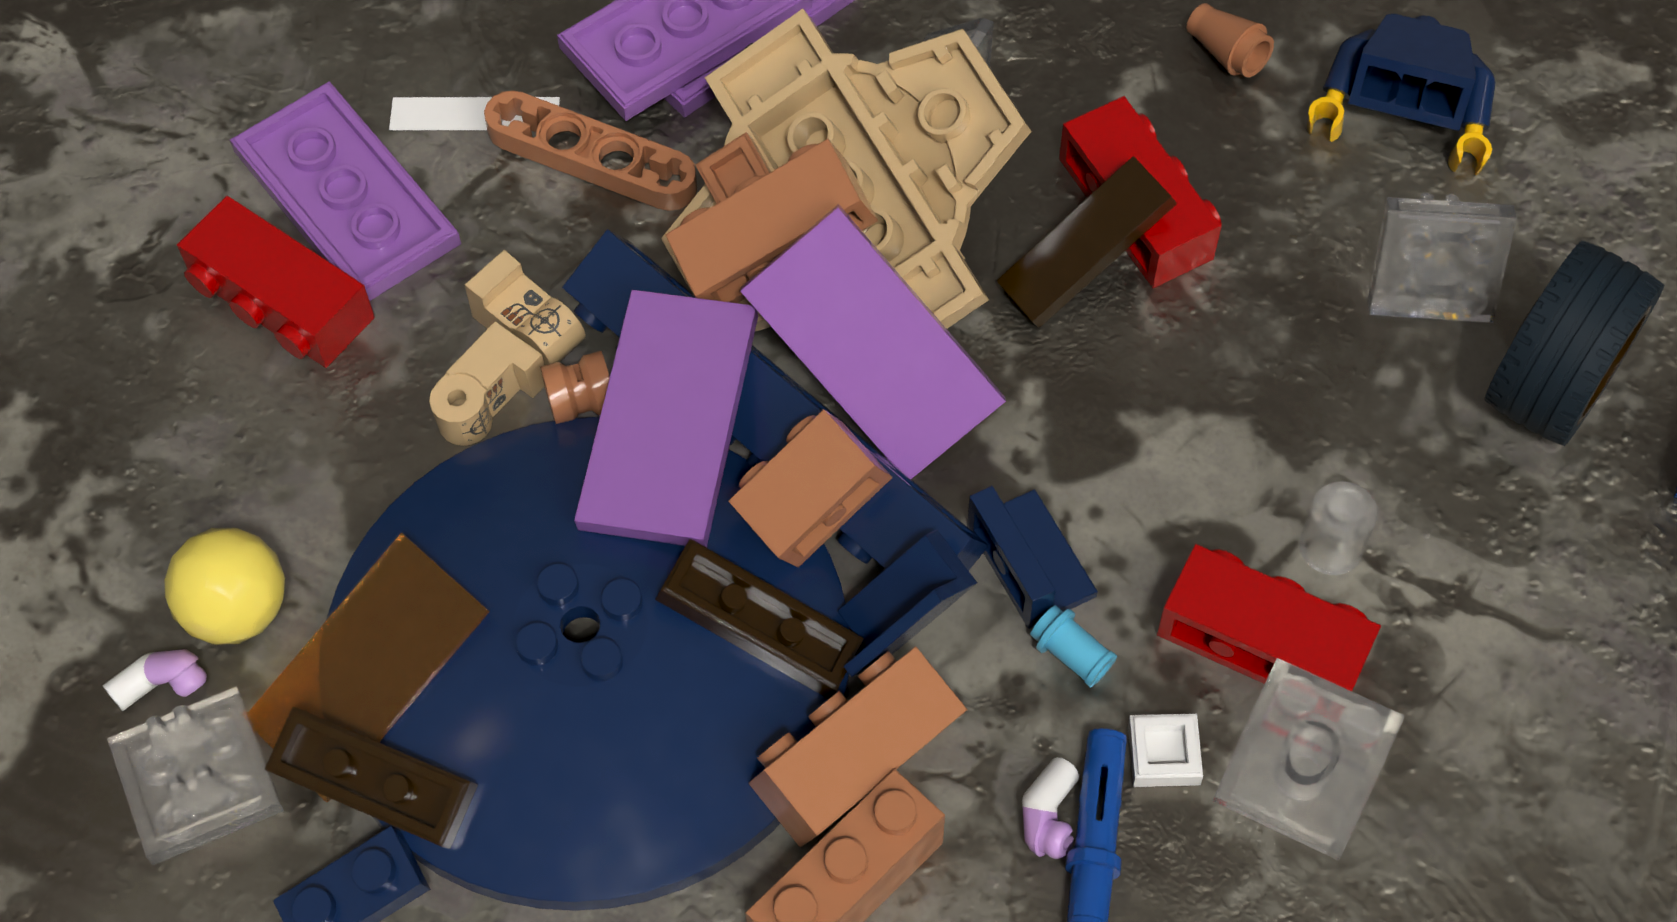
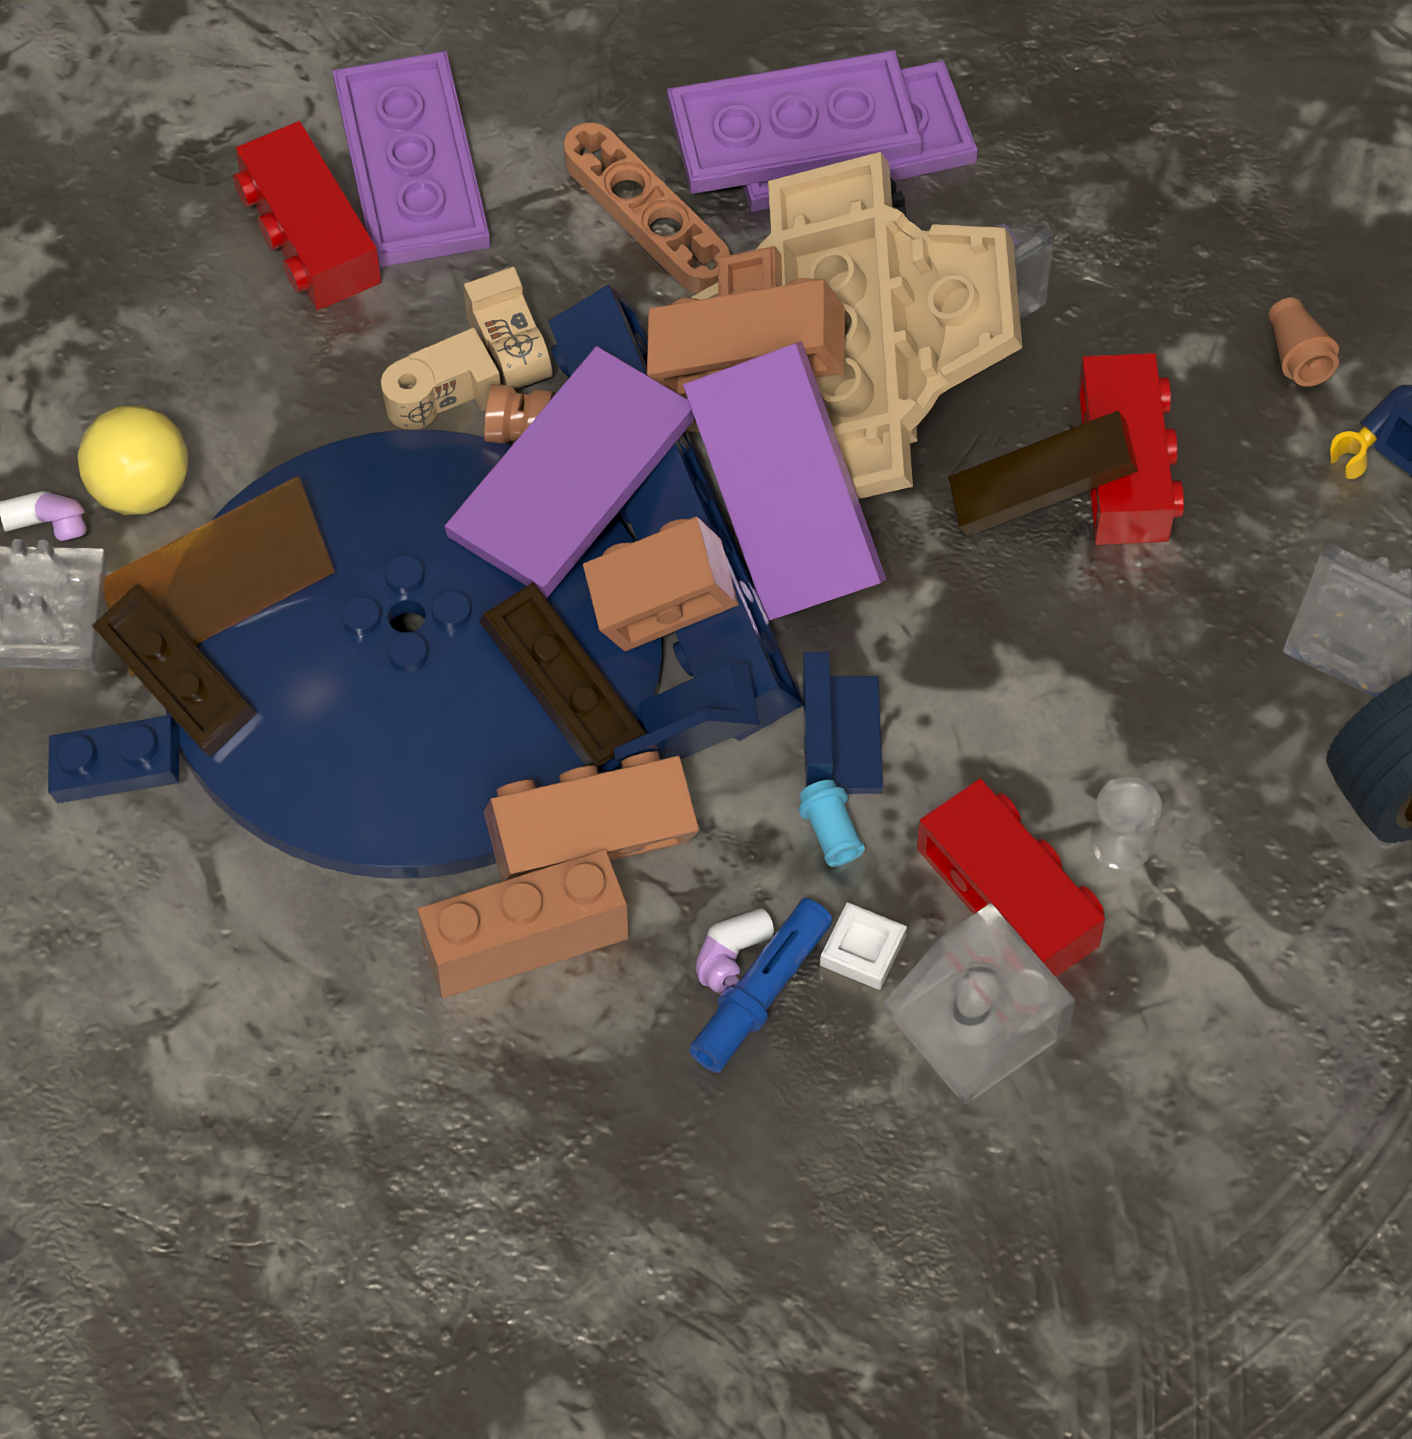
camera: 25 degrees right, 0 degrees up
(444, 113) = (539, 122): white sticker -> none

